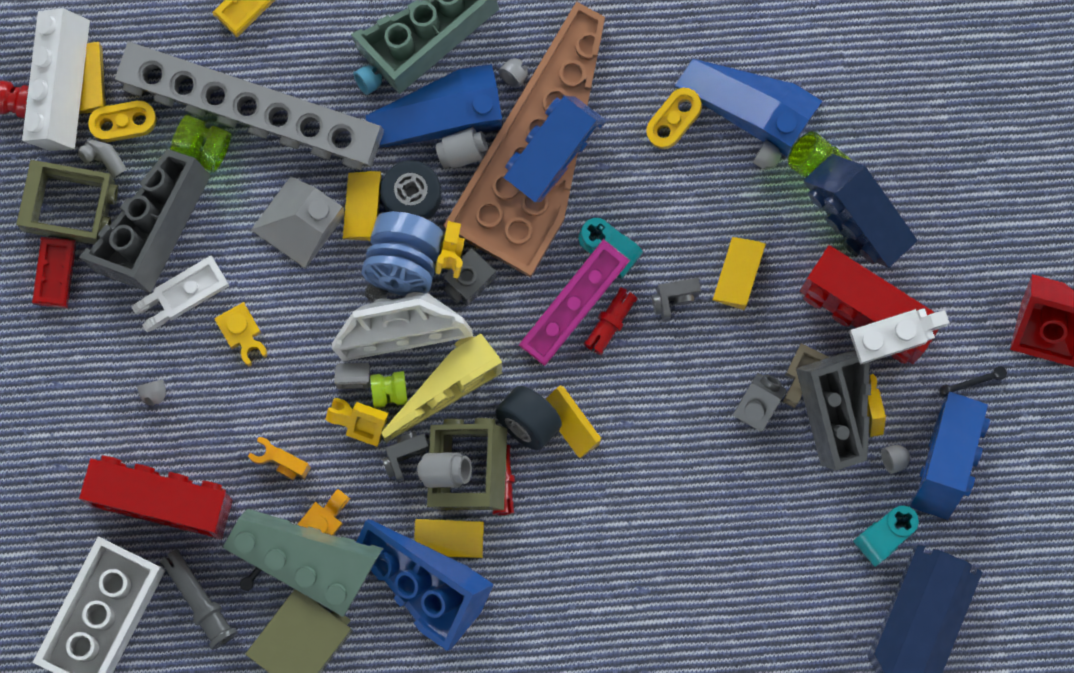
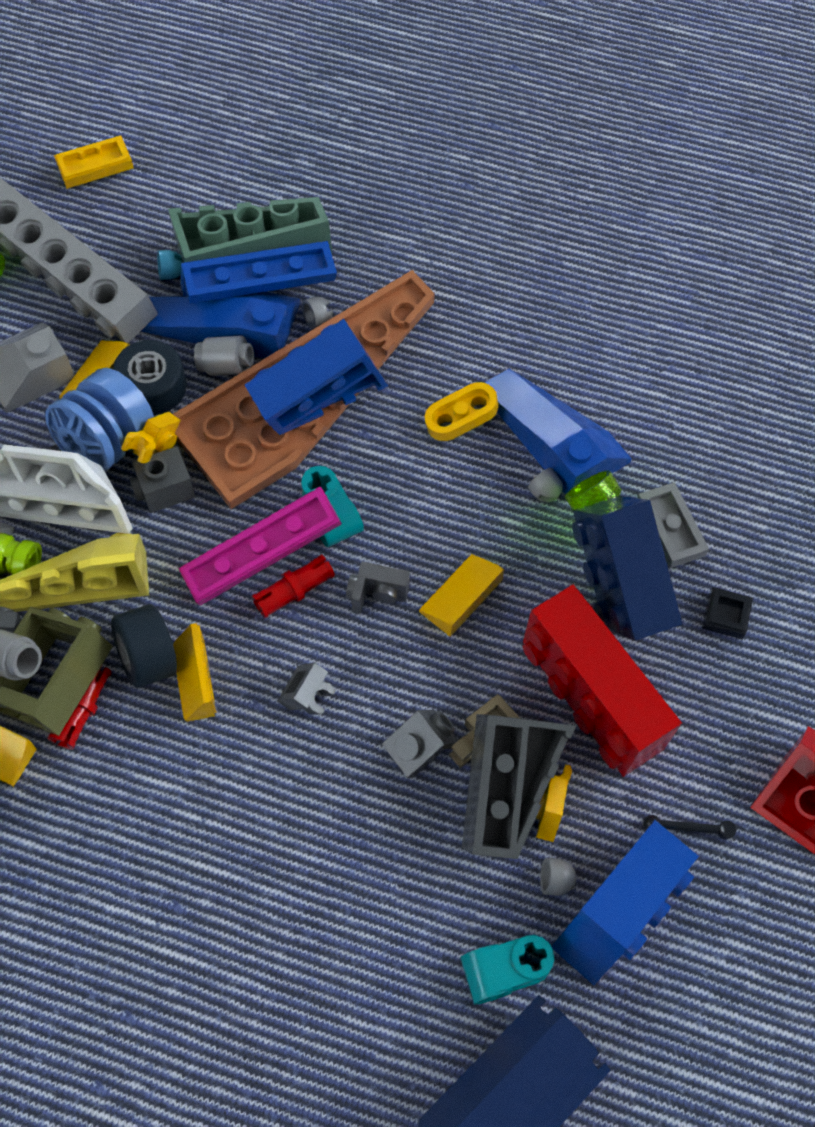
camera: 25 degrees right, 15 degrees down
(456, 64) = (257, 272): none -> blue fence
(658, 398) = (302, 689): none -> tile
(875, 149) = (676, 526): none -> light grey plate
(896, 334) = (614, 713): white hinge -> none
(942, 204) = (727, 613): none -> black tile

